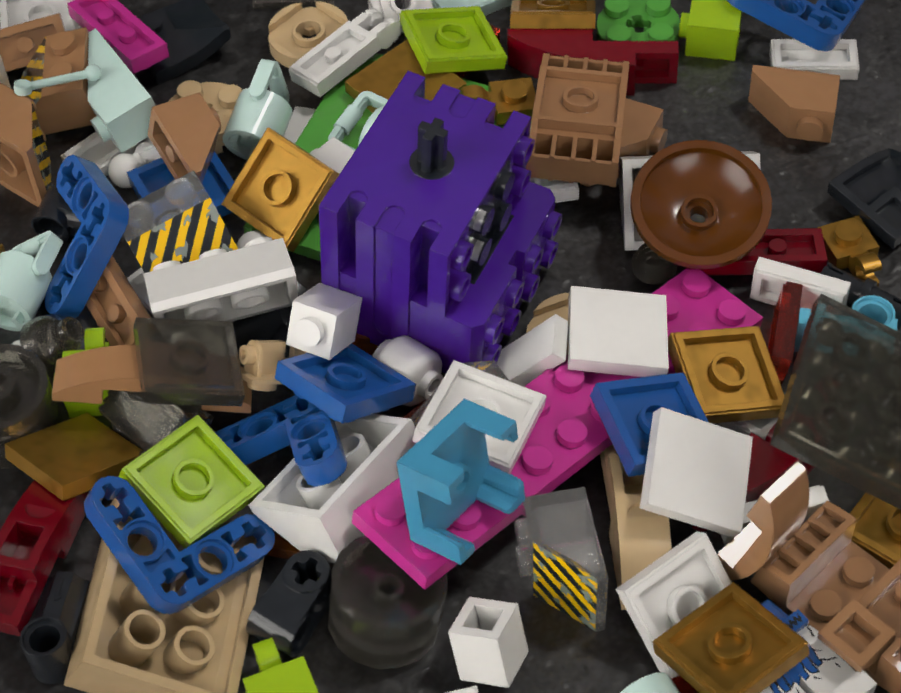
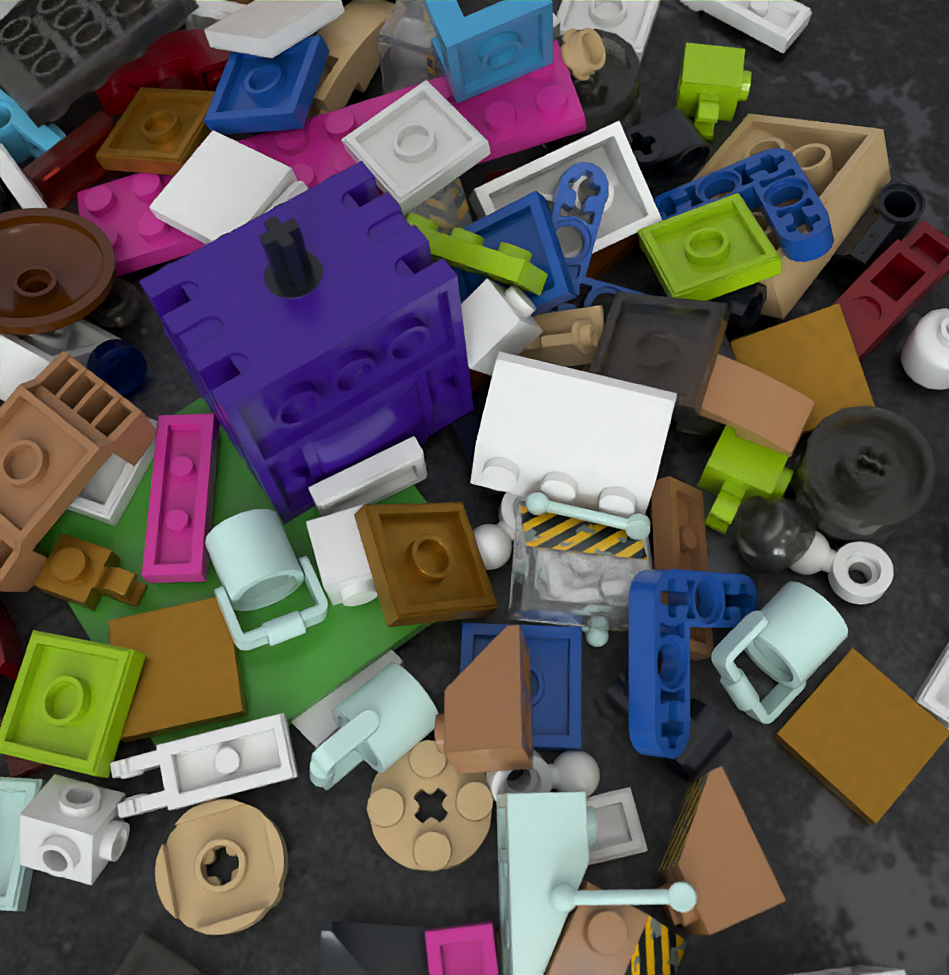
camera: 150 degrees left, 15 degrees up
(221, 242) = (636, 526): none -> light aqua hinge
(378, 350) = (466, 252): none -> lime plate
(396, 580) = (582, 52): none -> tan plate
(604, 218) = (118, 365): none -> clear blue tile

